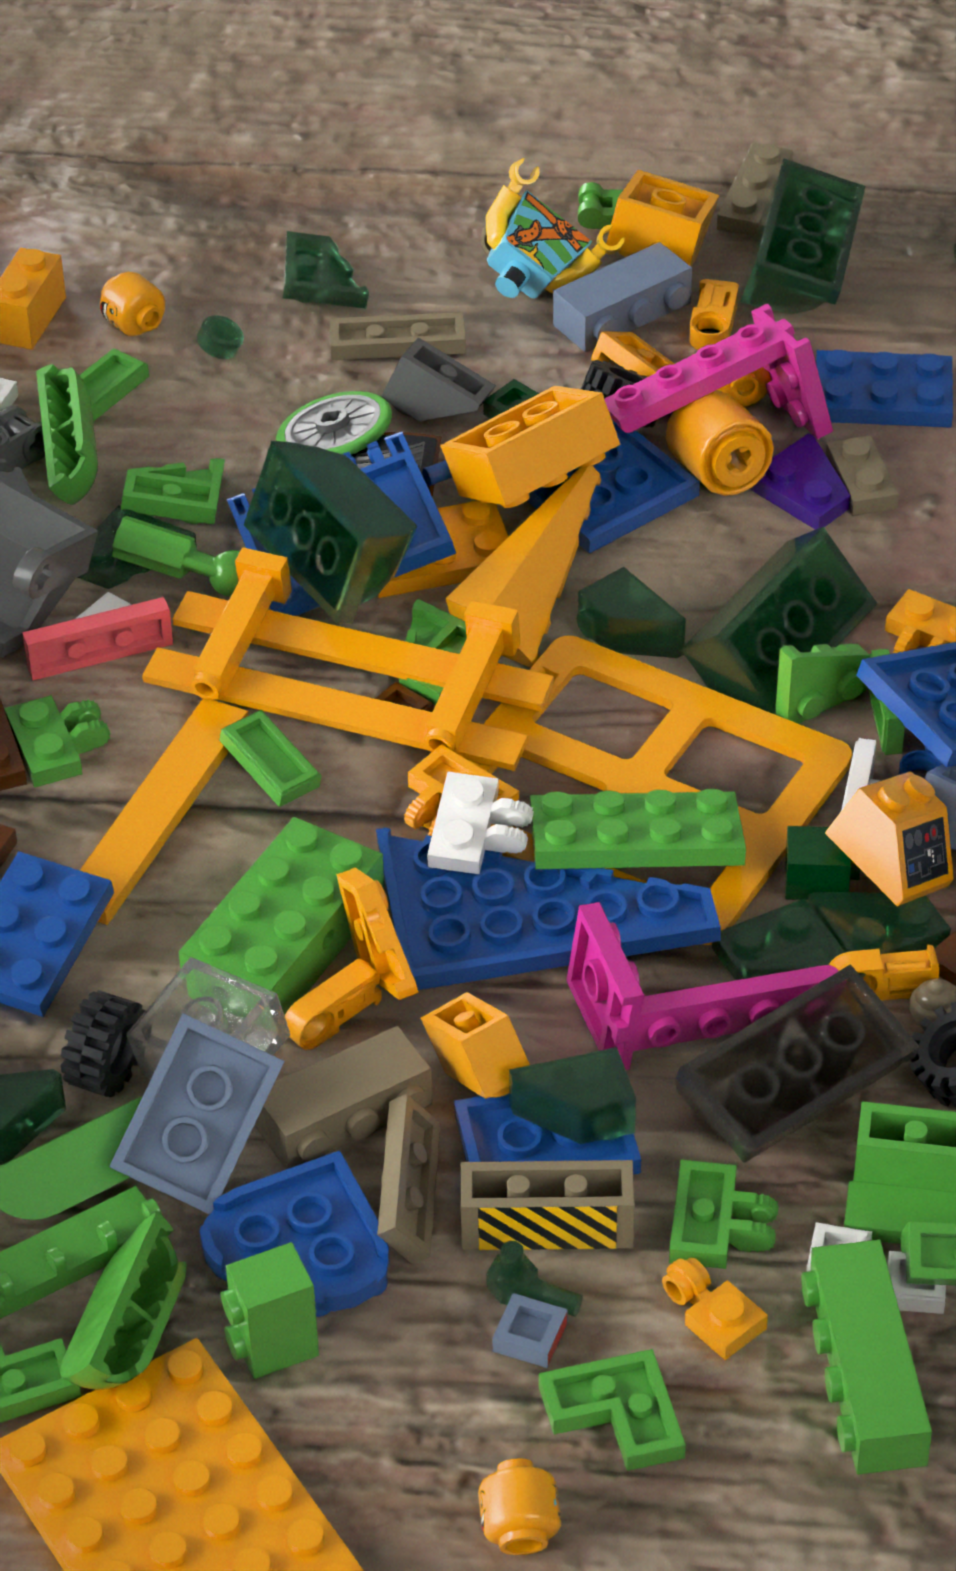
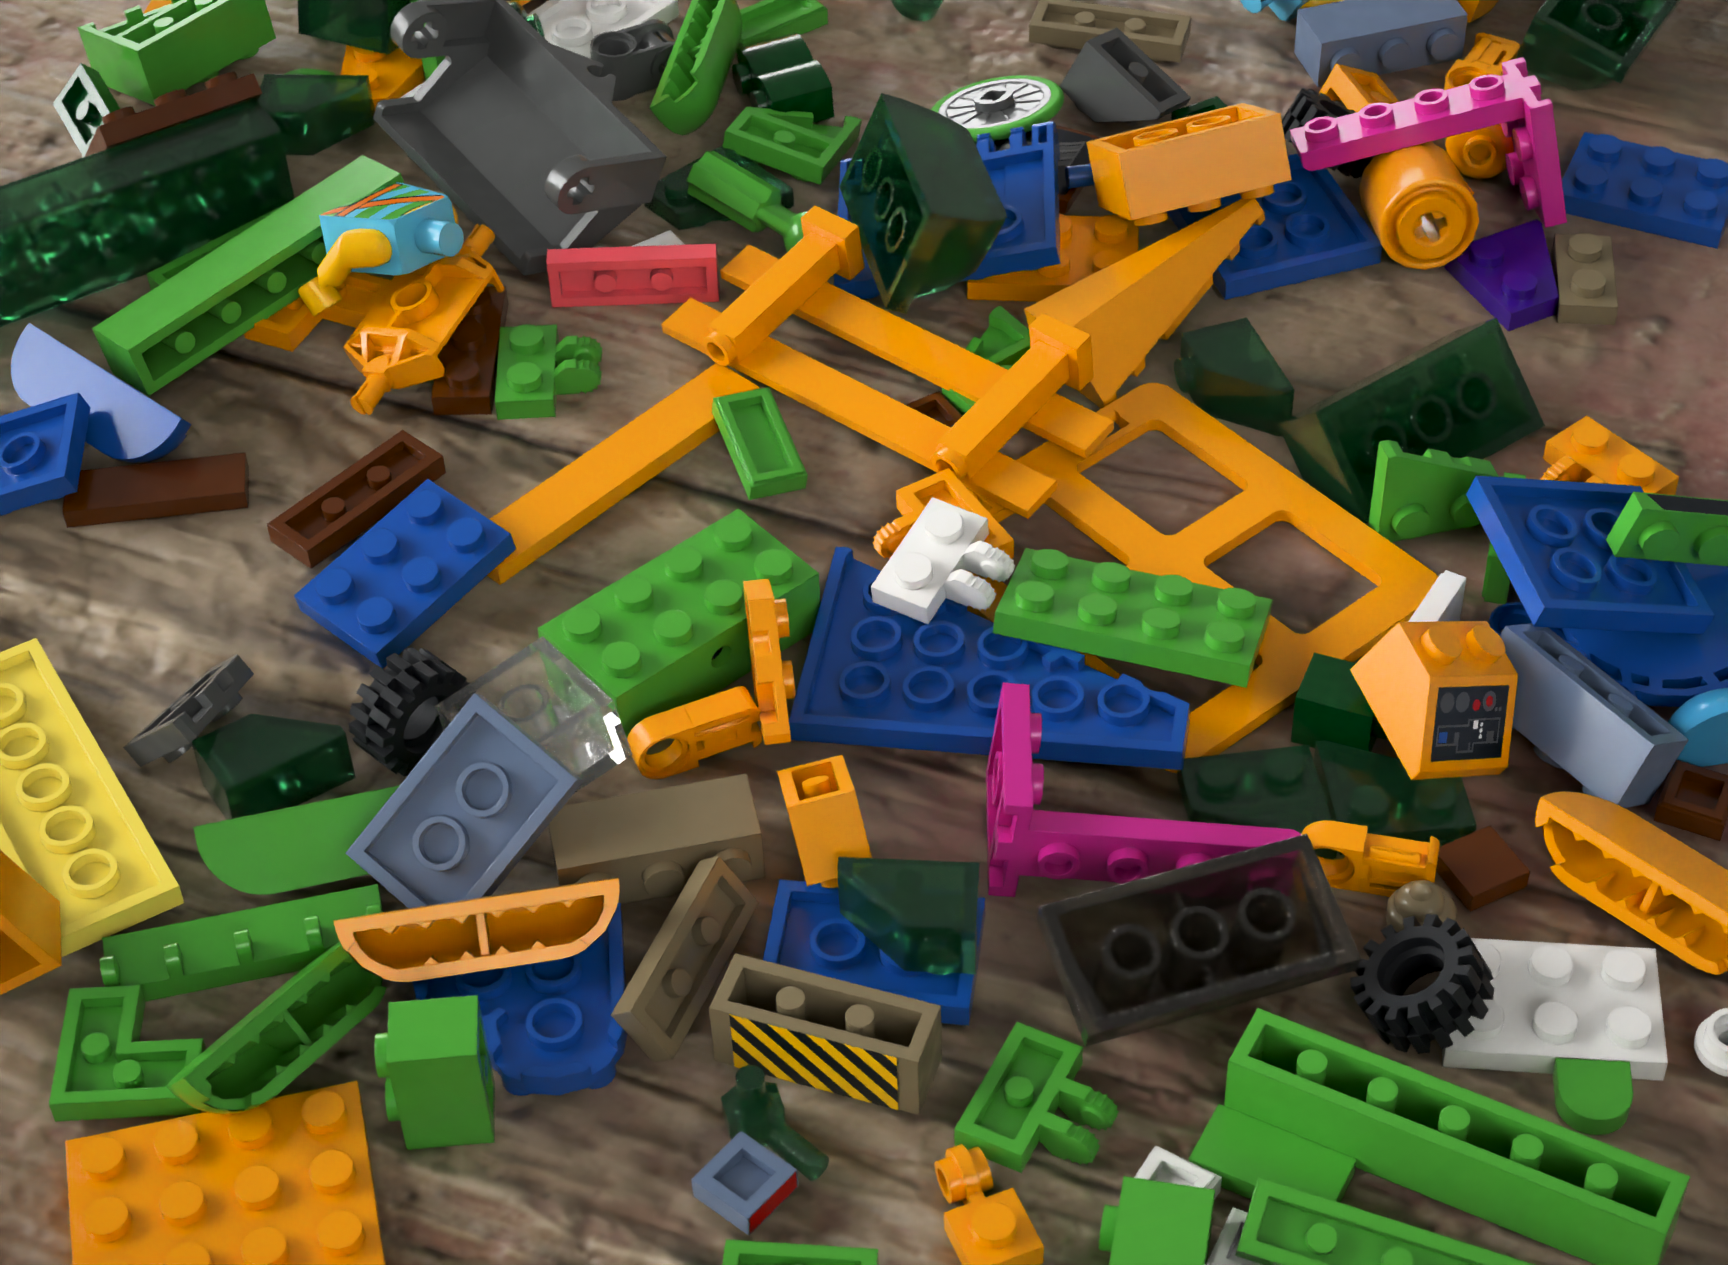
camera: 20 degrees right, 0 degrees up
(143, 435) = (784, 77): none -> dark green brick
(254, 1196) = (481, 931): none -> light orange brick

